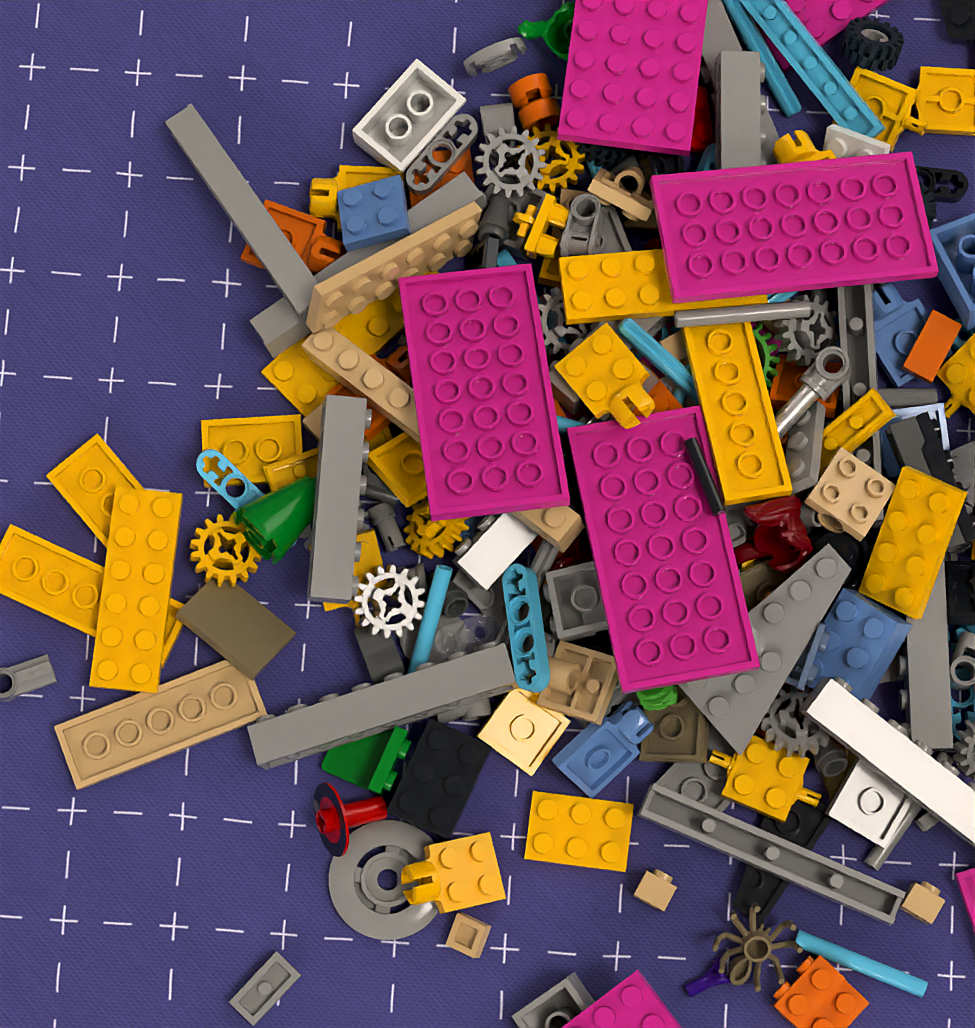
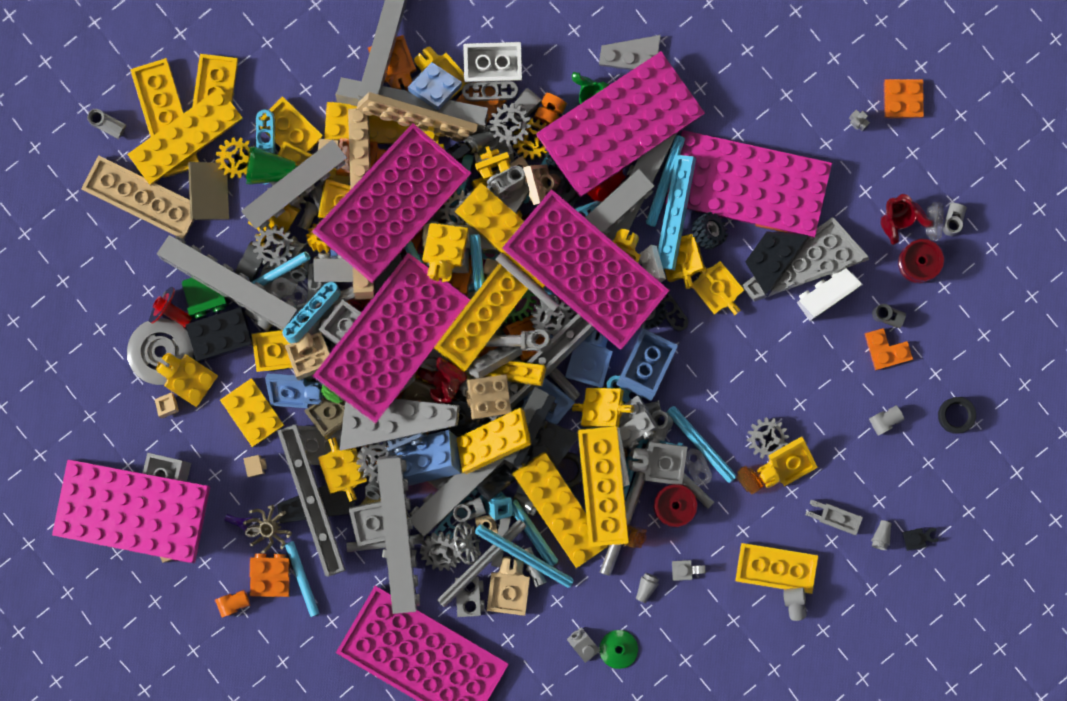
camera: 50 degrees right, 5 degrees up
(265, 988) = (70, 342): light grey plate -> none
(495, 56) = (554, 74): light grey tile -> none
(704, 477) = (438, 328): black piece -> none
(922, 902) = (350, 581): tan plate -> none
(931, 346) = (595, 375): orange tile -> none

